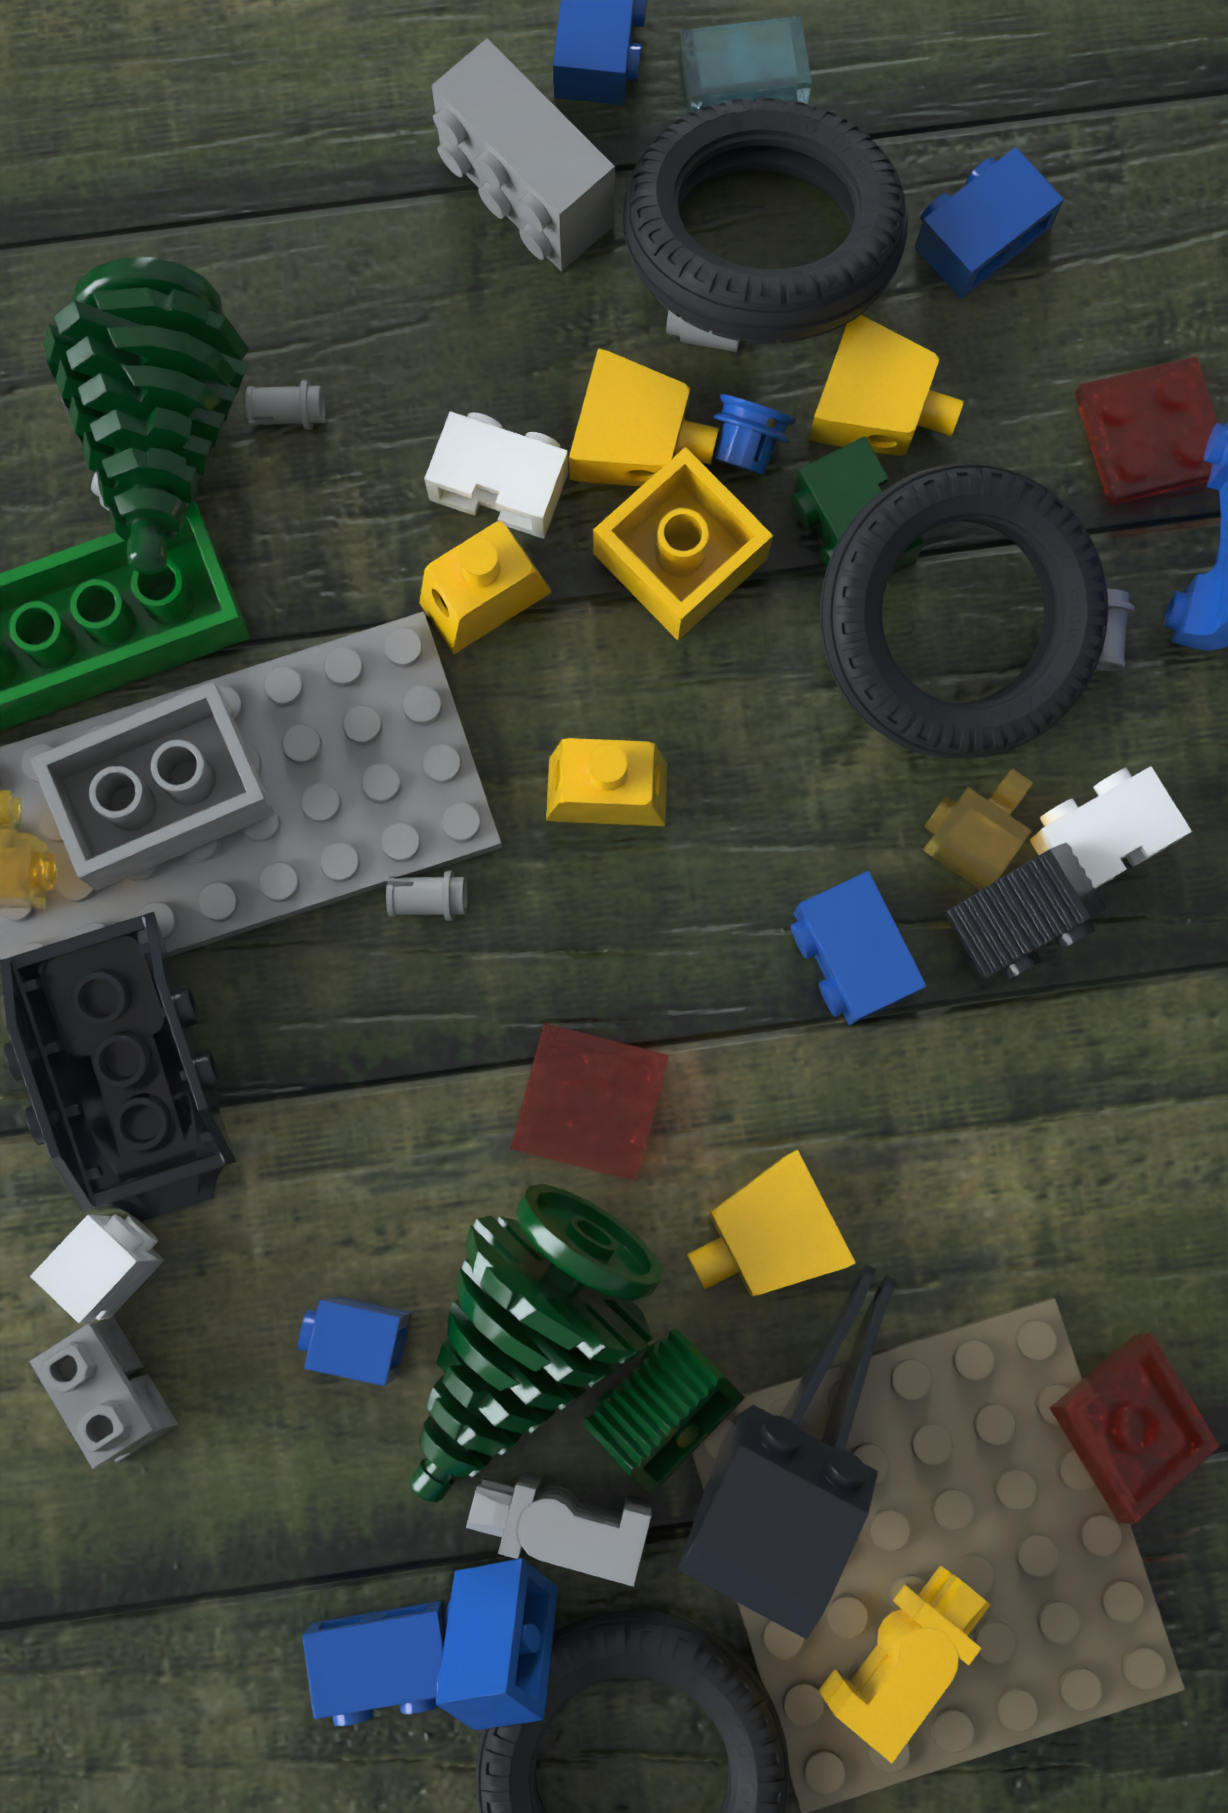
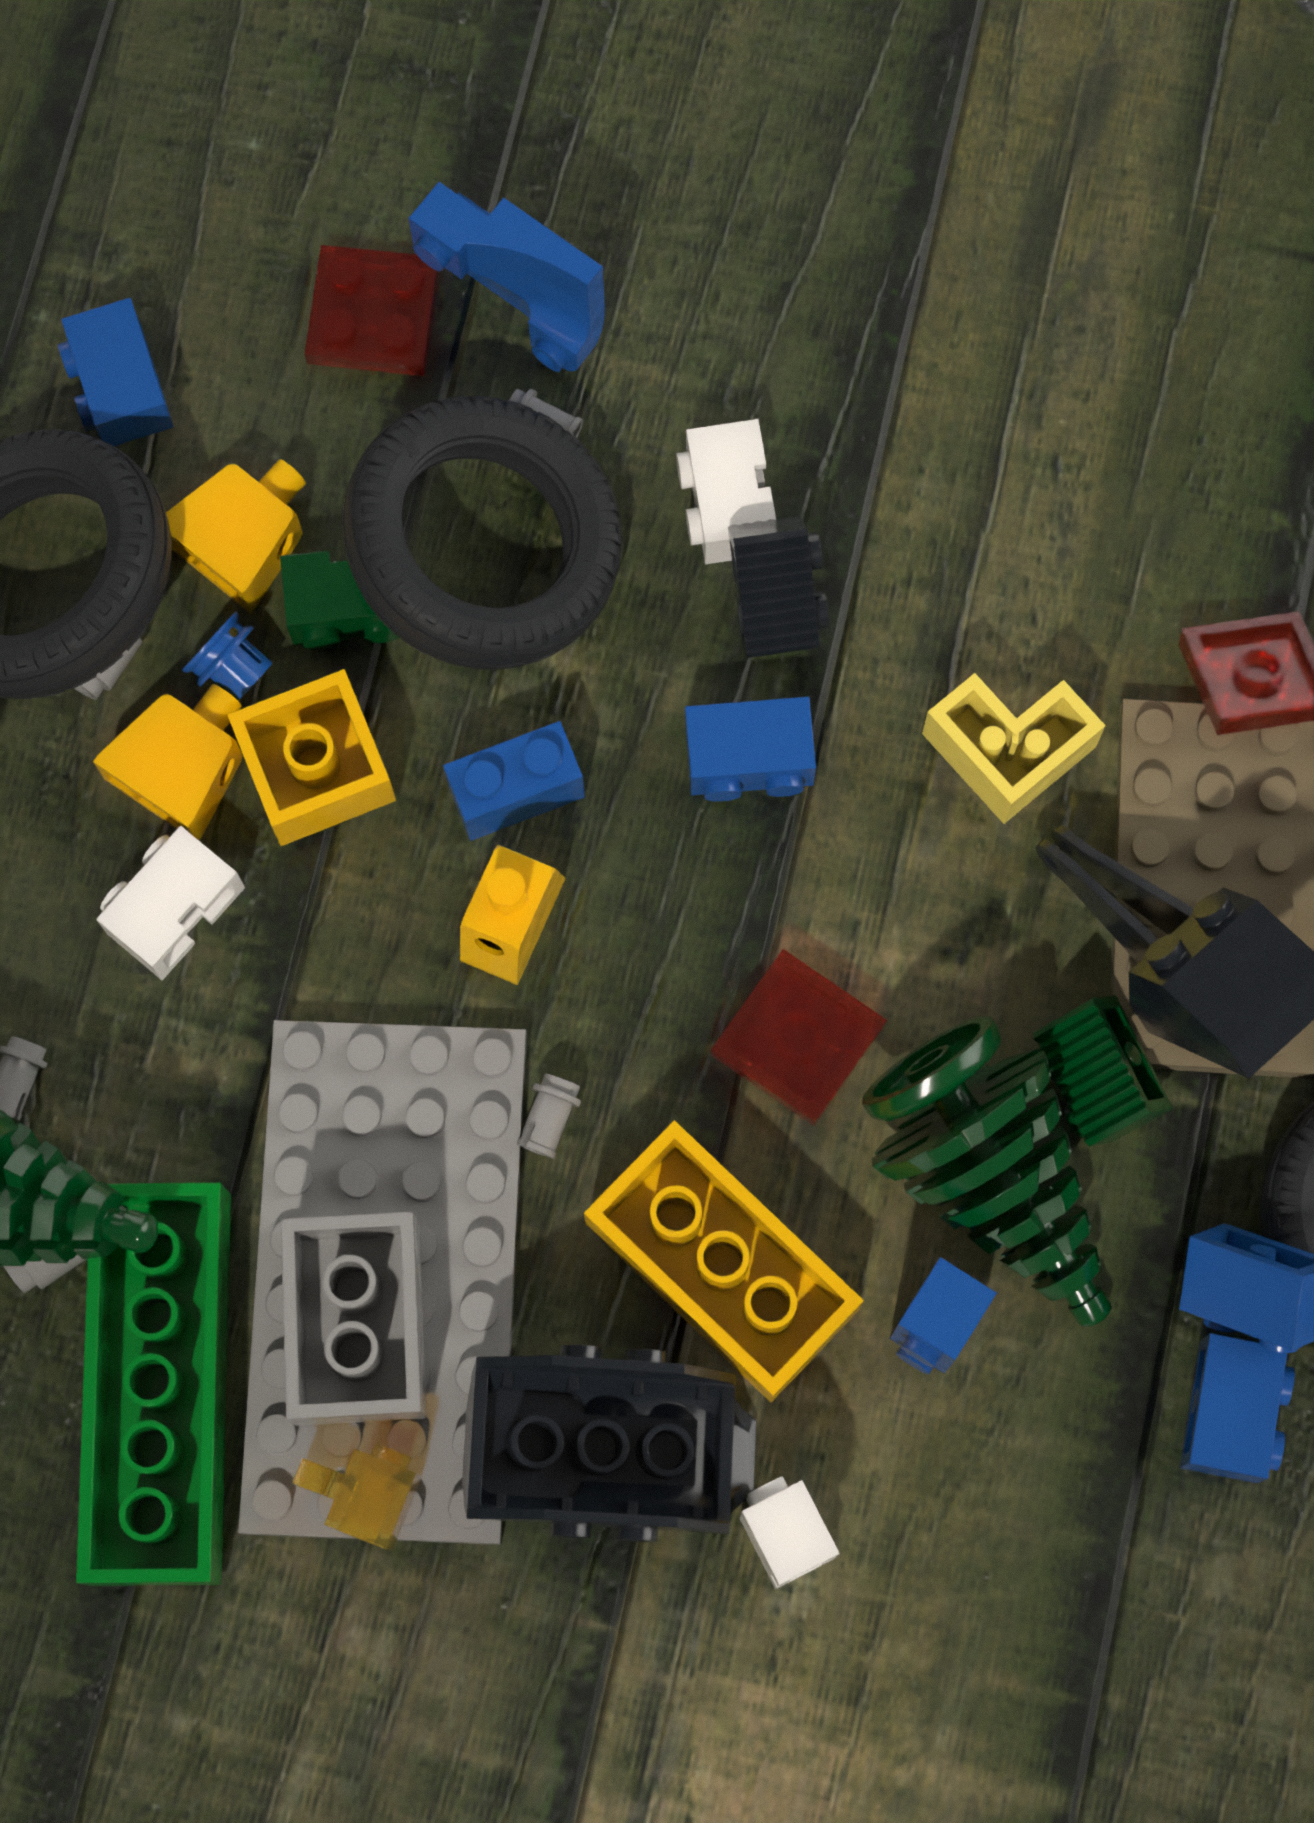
camera: 65 degrees left, 5 degrees down
(95, 1398) = (905, 1567): light grey hips -> none
(339, 1110) = (722, 1261): none -> yellow brick
(481, 585) = (275, 955): yellow torso -> none
(561, 1528) = (1157, 1214): light grey hips -> none
(734, 739) = (514, 780): none -> blue brick
(773, 1233) = (976, 917): yellow torso -> none
(945, 1206) = (1007, 756): none -> light yellow brick
(979, 834) = (685, 602): clear yellow brick -> none

